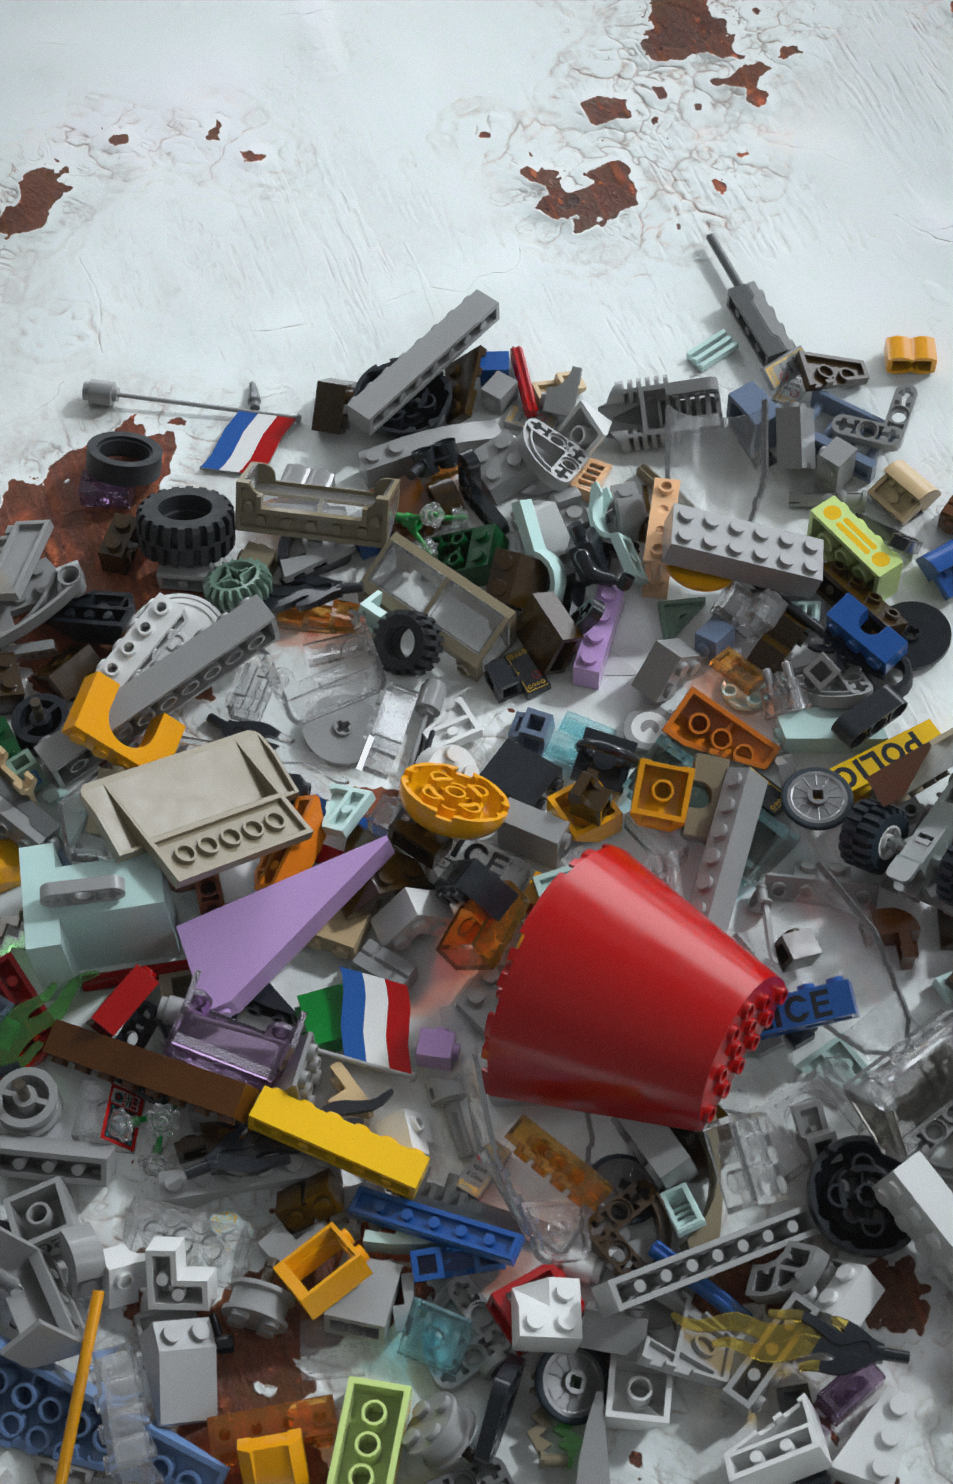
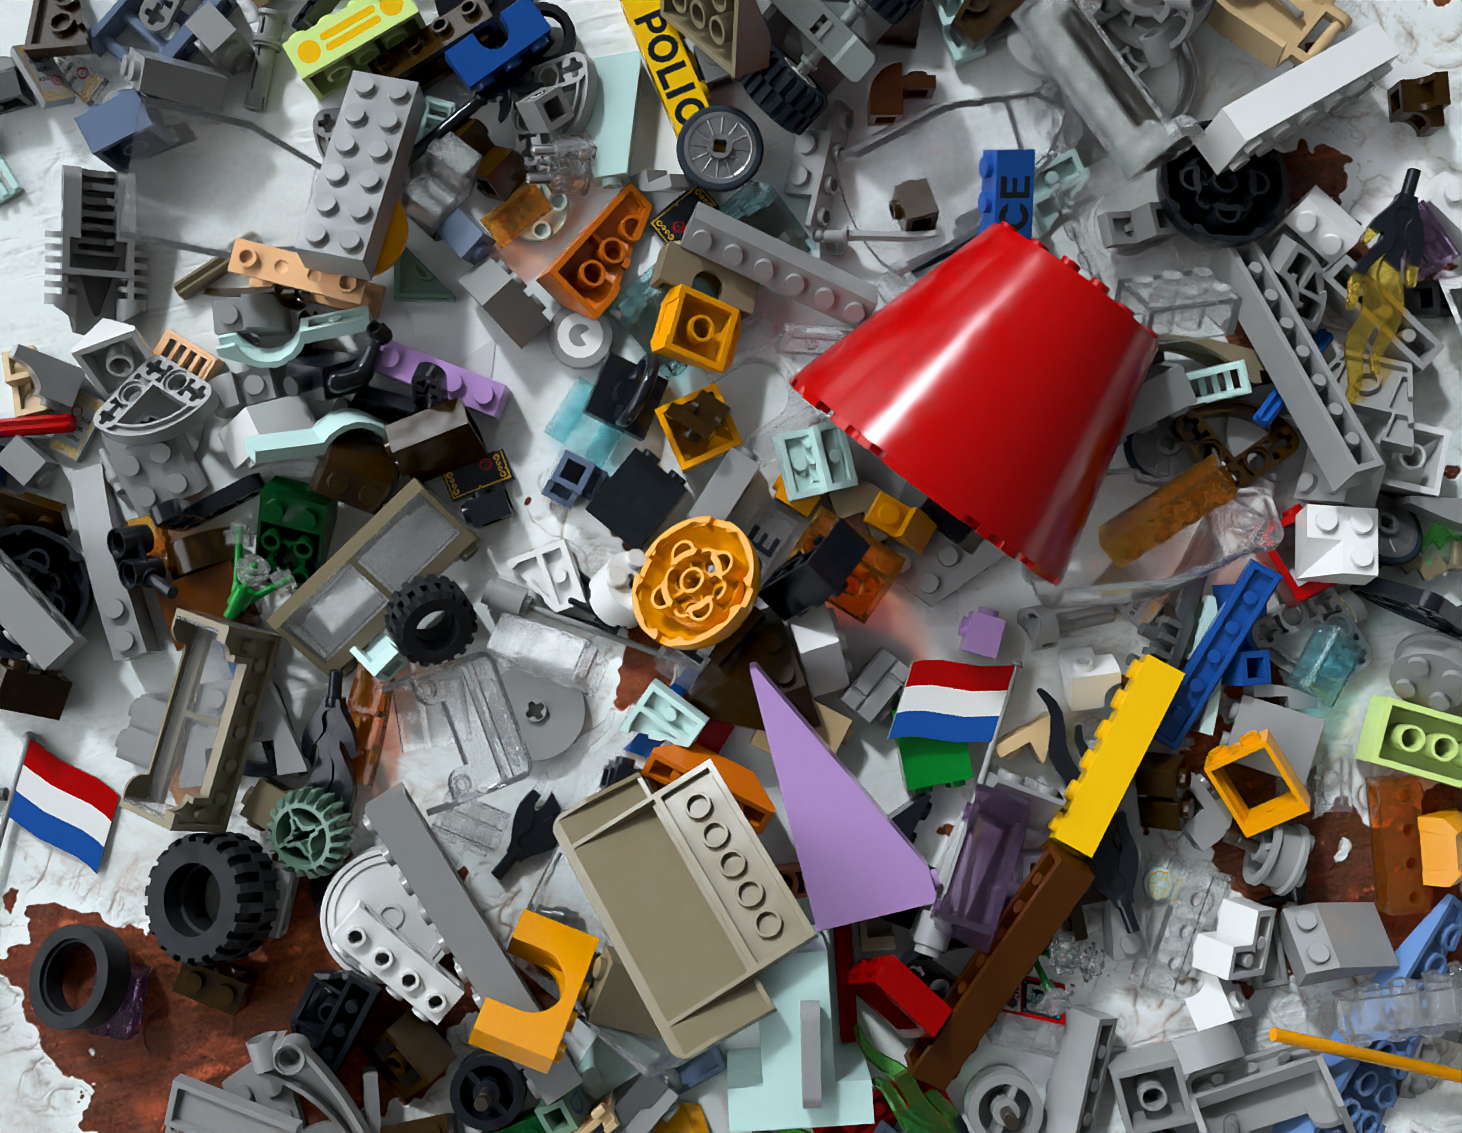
camera: 85 degrees left, 30 degrees up
(869, 716) = (615, 64): black beam -> none

